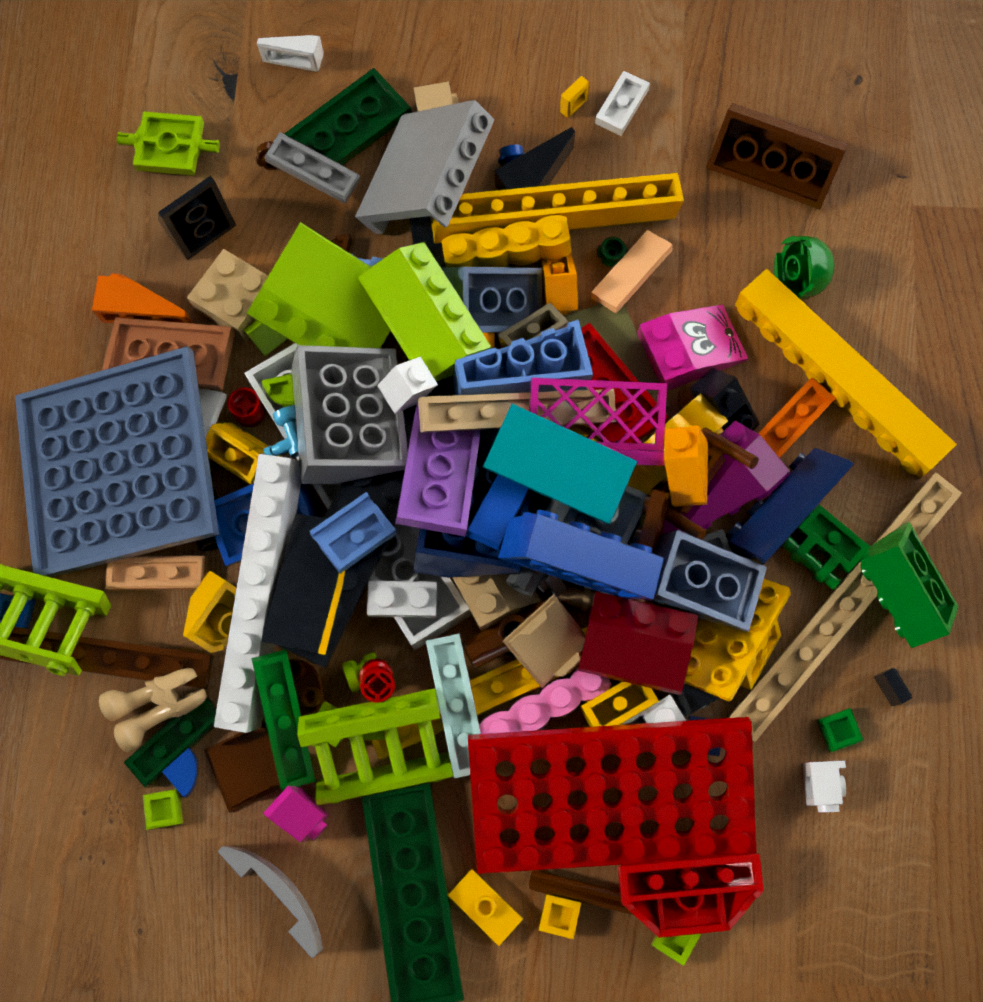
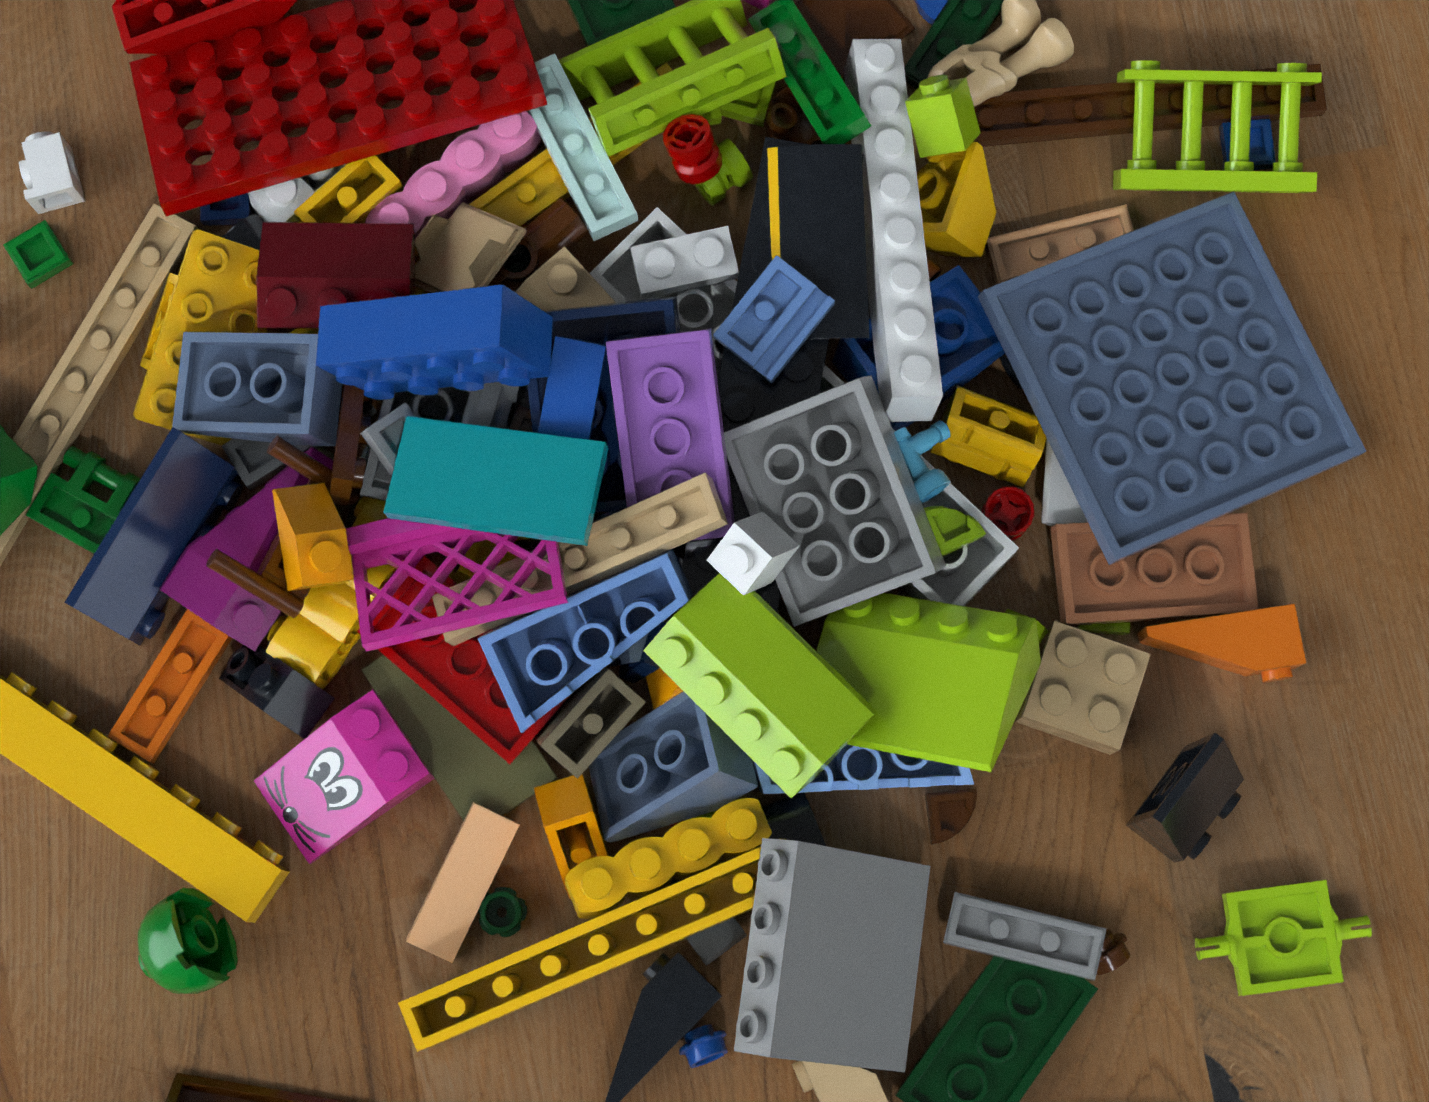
camera: 160 degrees right, 5 degrees up
(202, 659) = (942, 116): none -> lime brick
(624, 519) = (386, 435): none -> light grey plate

